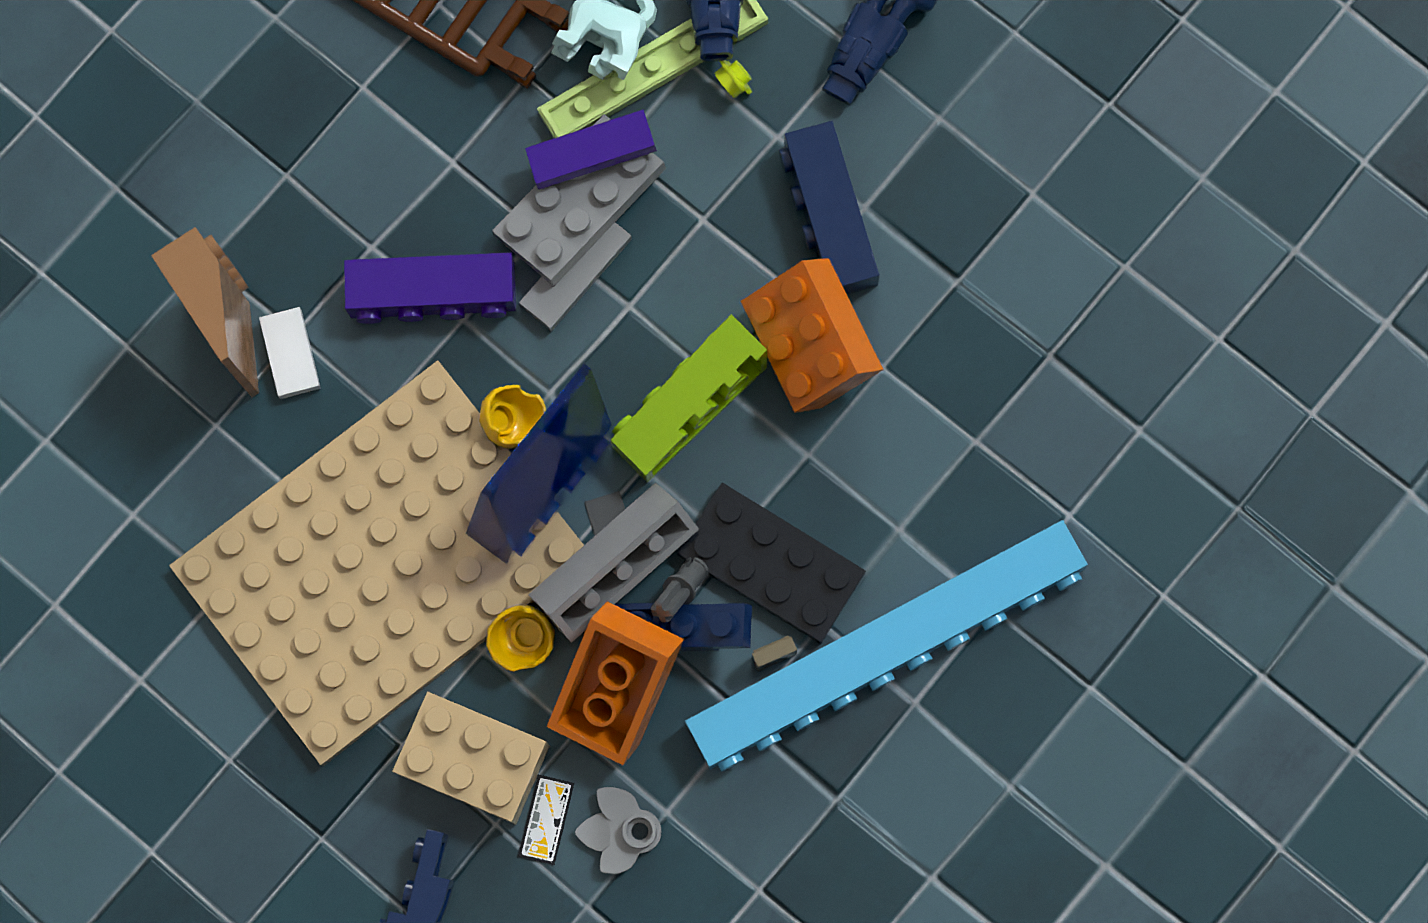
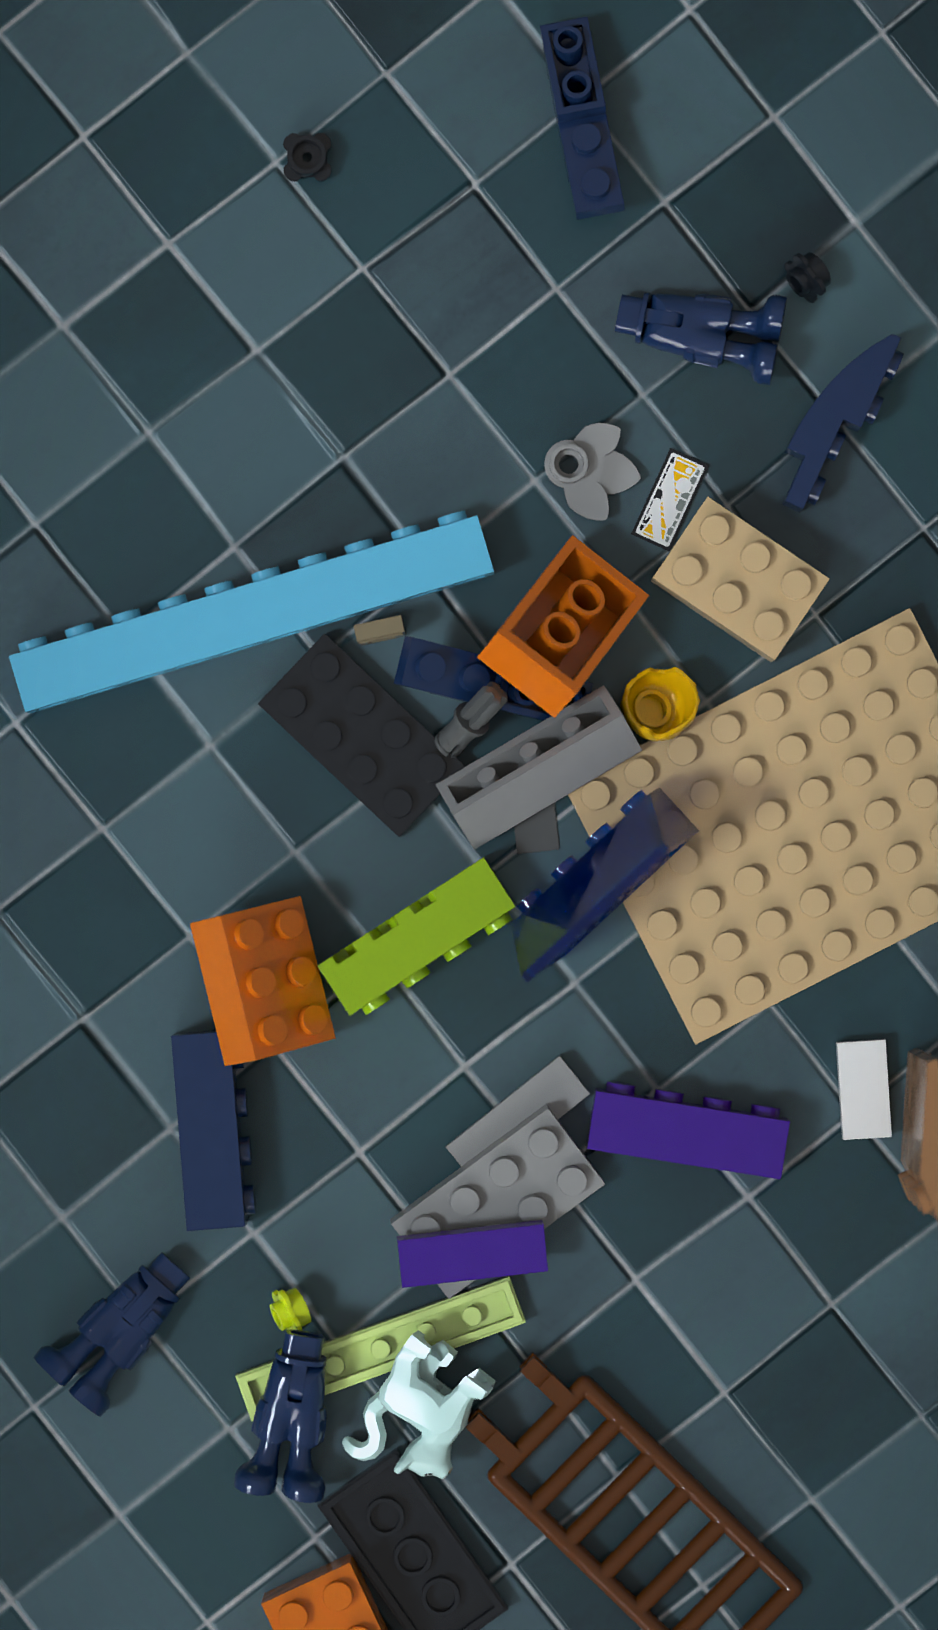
camera: 170 degrees left, 10 degrees up
(510, 414) = (620, 958): yellow hair -> none

